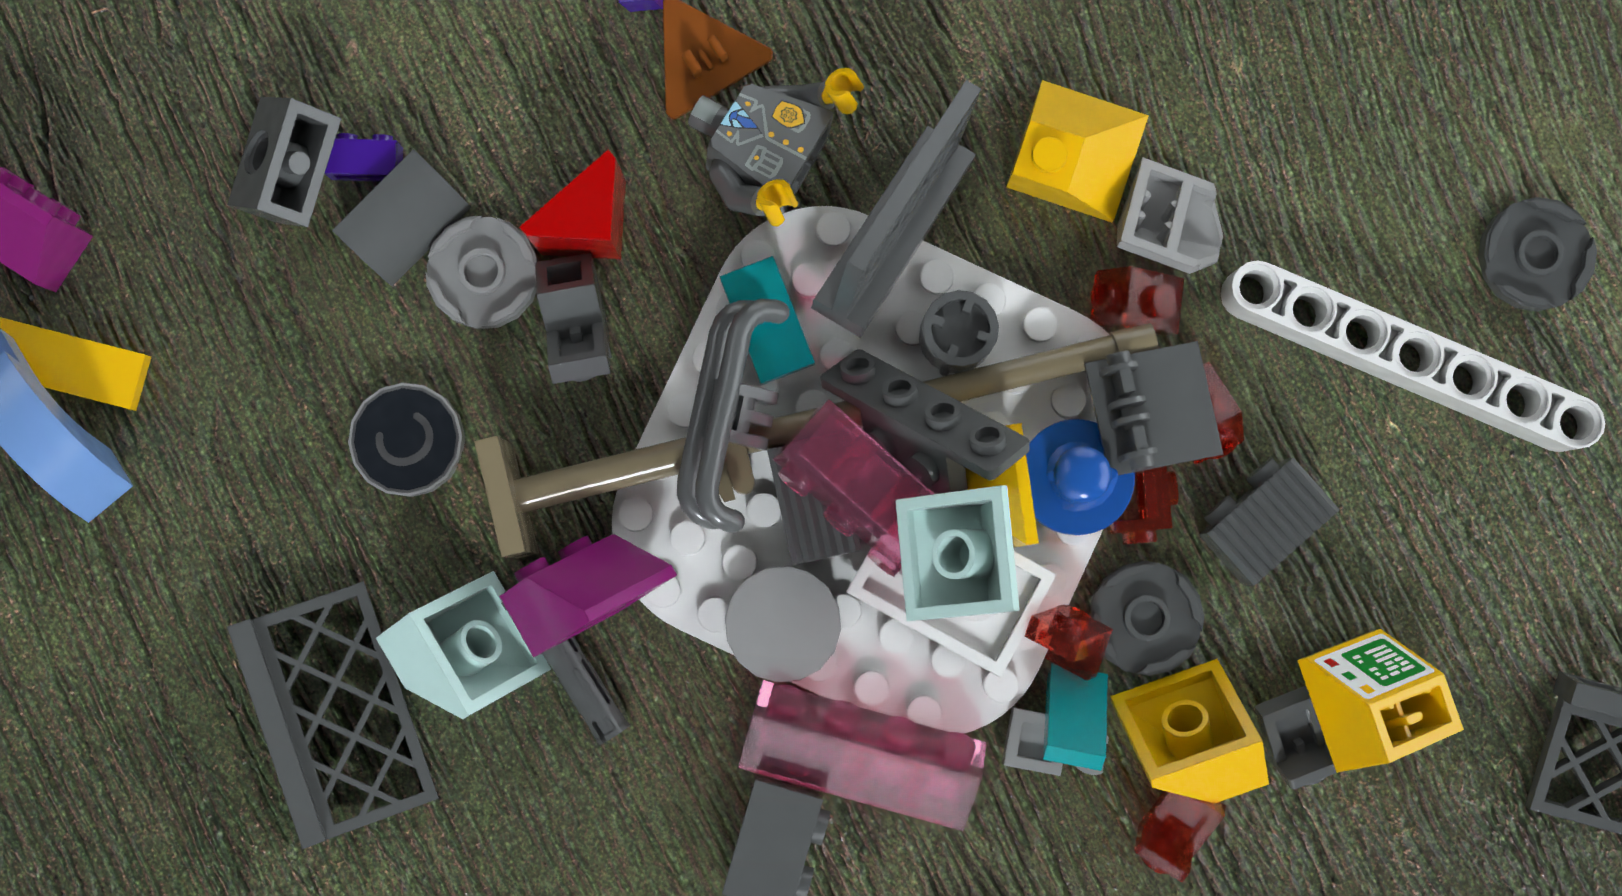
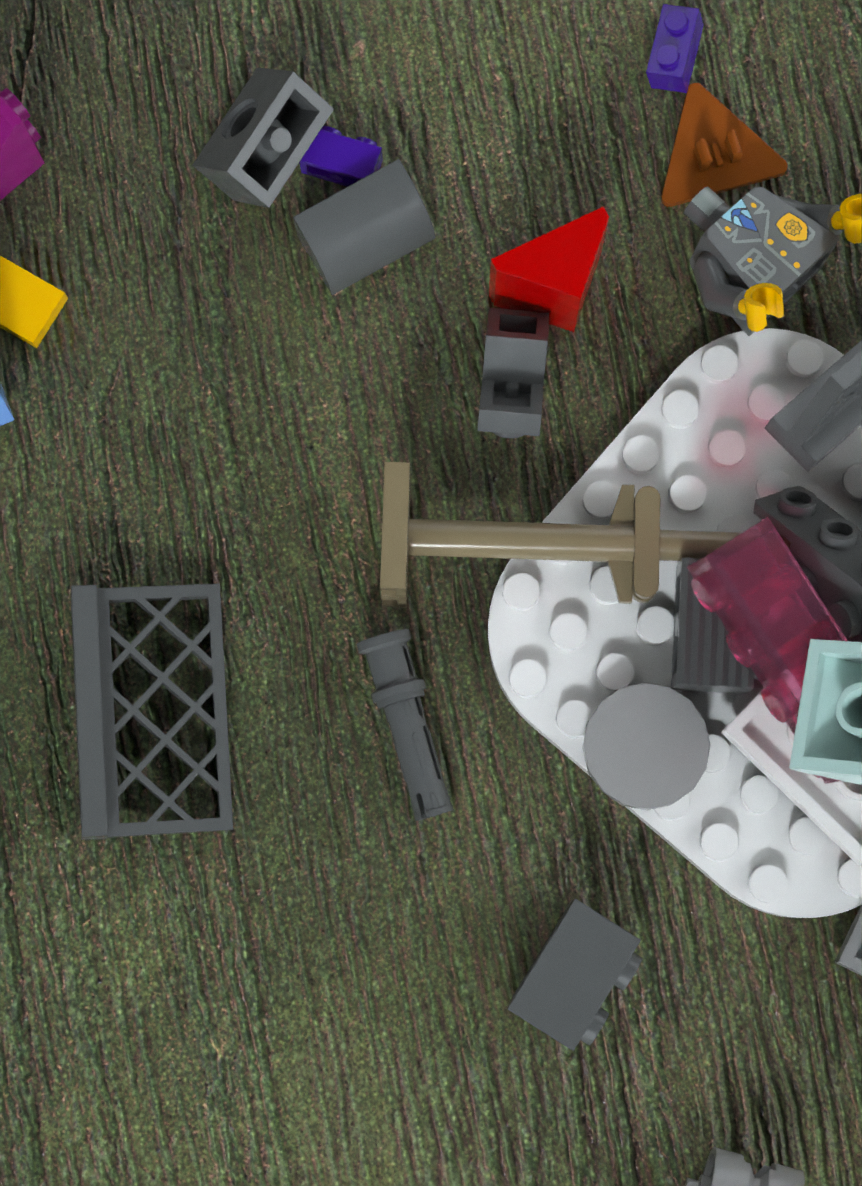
camera: 20 degrees right, 5 degrees down
(406, 439) = (304, 452): black tile -> none
(461, 649) = (303, 678): light aqua slope -> none
(482, 272) = (429, 305): light grey tile -> none
(580, 589) = (447, 650): magenta slope -> none
(724, 412) = (648, 508): dark grey piece -> none
(773, 347) = (713, 430): teal tile -> none
(863, 755) = (694, 908): clear pink brick -> none

